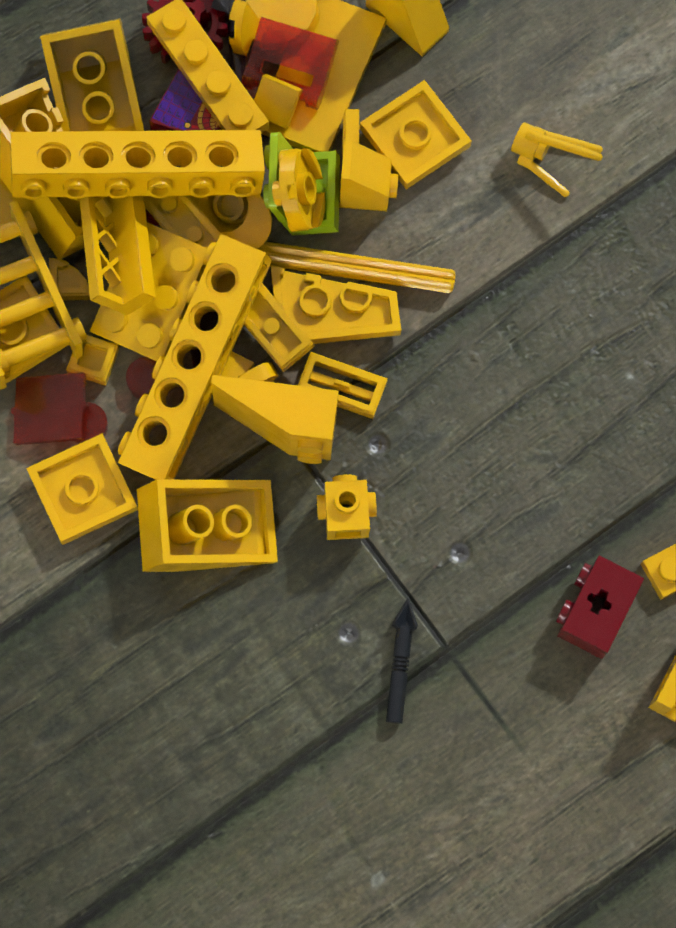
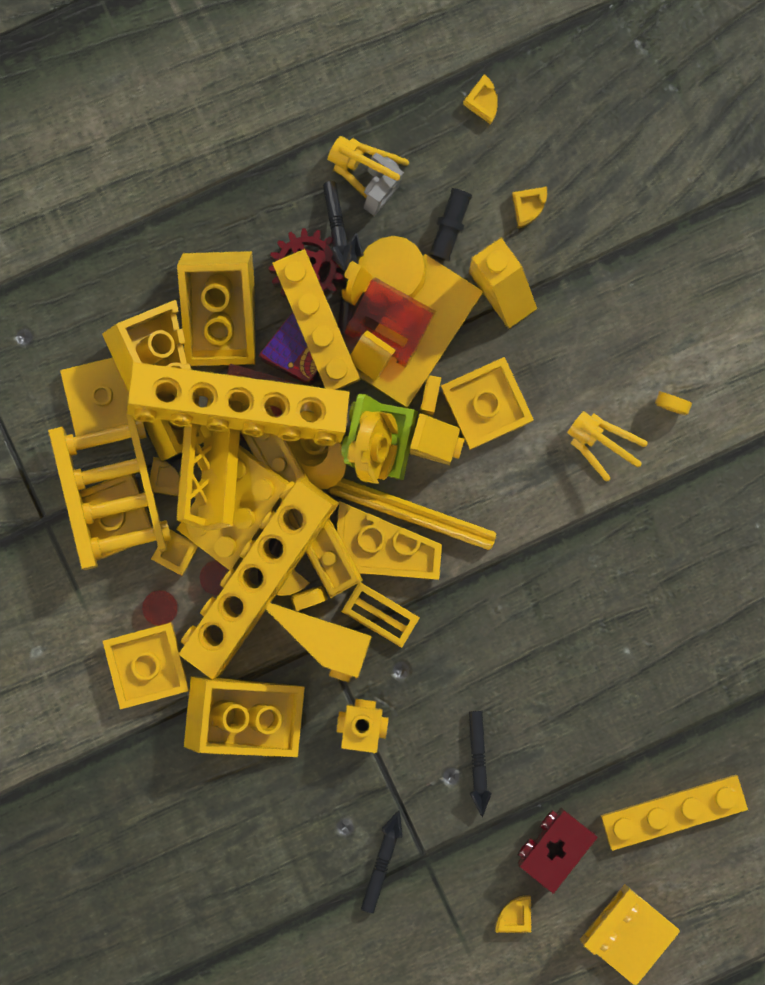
camera: 20 degrees right, 10 degrees up
(50, 408) = (131, 590): clear red piece -> none
(498, 562) = (480, 794): none -> black piece
(568, 696) = (515, 916): none -> yellow tile
(622, 97) = (673, 403): none -> yellow tile

